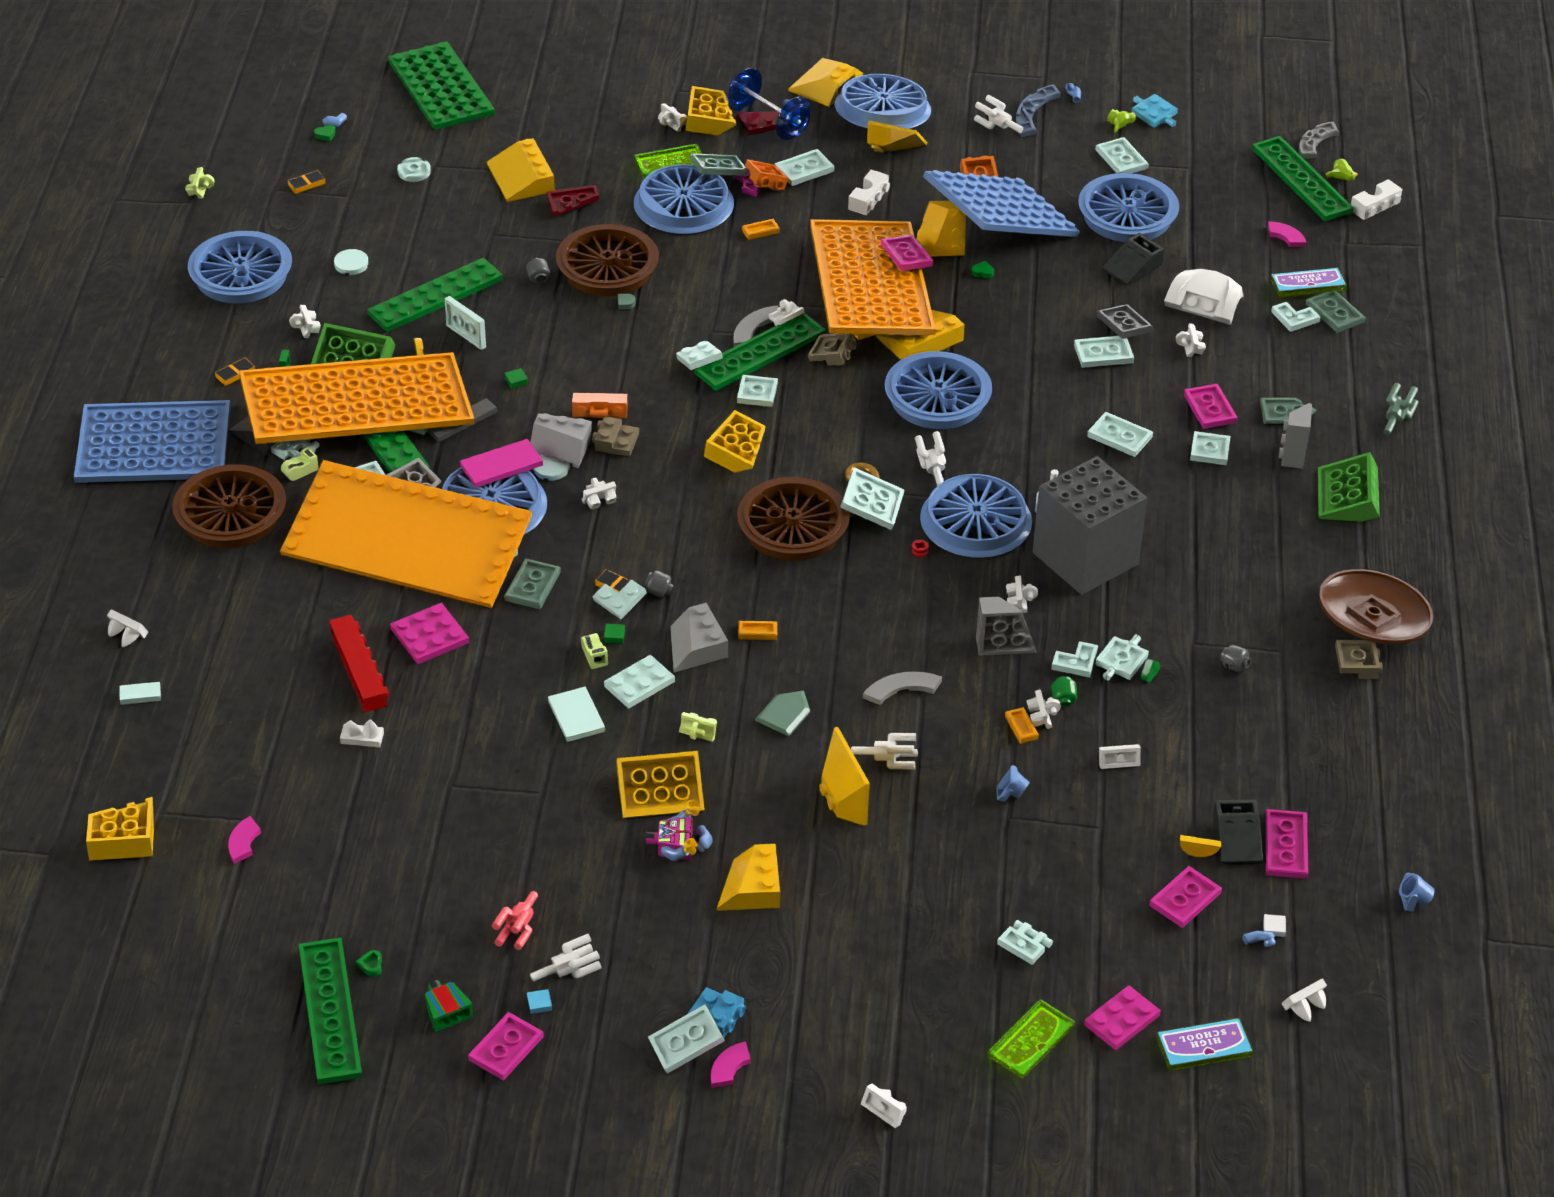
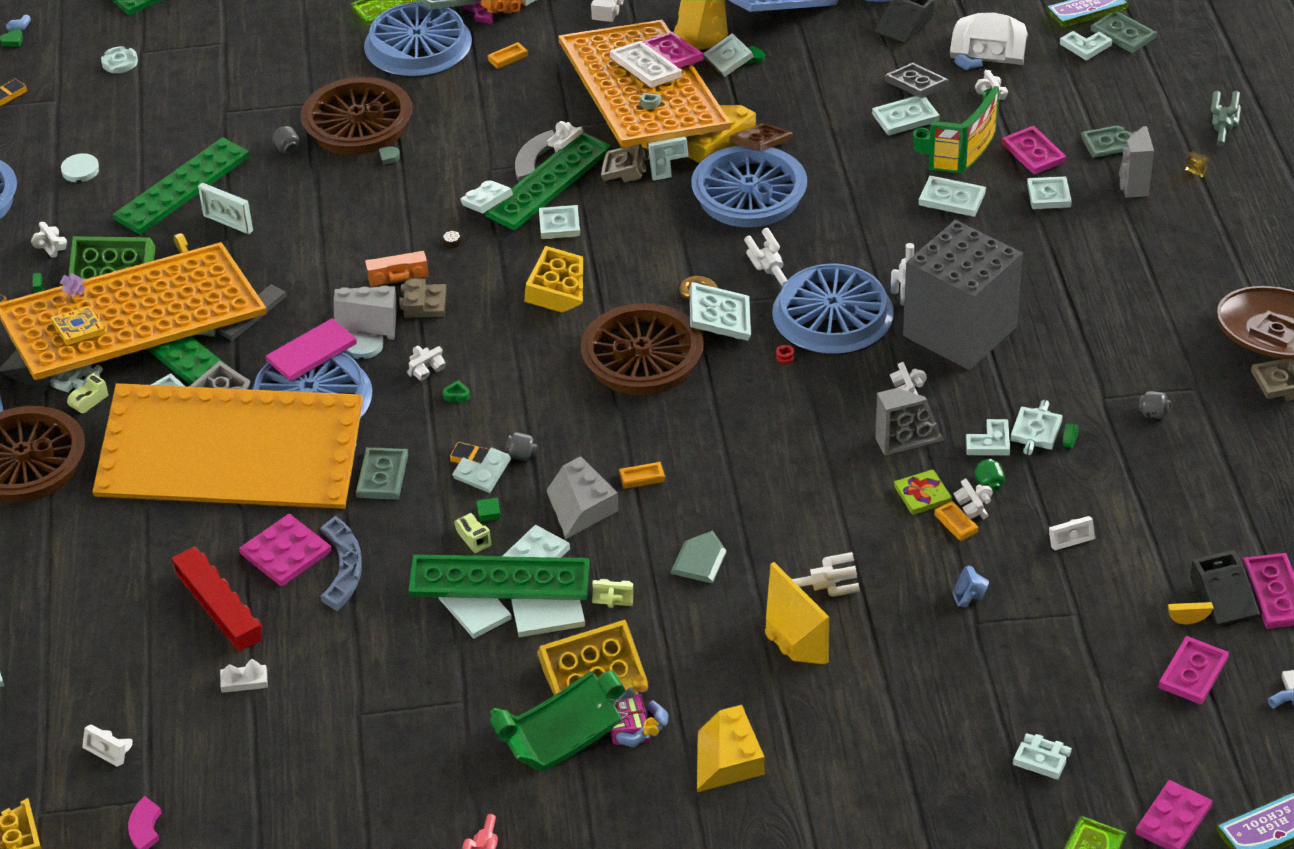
camera: 10 degrees left, 0 degrees up
(229, 767) = (105, 745): none -> white tile
(305, 402) = (78, 325): none -> yellow tile
(310, 366) = (72, 285): none -> lavender gear
(480, 656) = (349, 563): none -> sand blue tile
(516, 378) = (296, 257): green tile -> none
(522, 171) = (237, 40): yellow slope -> none
(570, 199) = (297, 60): dark red wing -> none
(603, 693) = (499, 577): none -> green plate
(616, 829) = (562, 722): none -> green panel
(618, 525) = (456, 392): none -> green tile
(637, 732) = (546, 615): none -> light aqua tile
(657, 387) = (451, 238): none -> tile
(867, 345) = (662, 152): none -> light aqua plate
(869, 295) = (650, 101): none -> sand green tile
(877, 260) = (646, 64): none -> white plate
(889, 685) = (804, 504): light grey tile -> none
(959, 266) = (728, 55): none -> light aqua plate
(963, 347) = (761, 137): none -> reddish brown tile
(1000, 694) = (922, 492): none -> lime tile
(1141, 390) = (958, 146): none -> panel
(1177, 314) = (968, 64): none -> medium blue arm
(1349, 489) = (1205, 208): bright green slope -> none
(1356, 446) = (1197, 163): none -> clear yellow plate

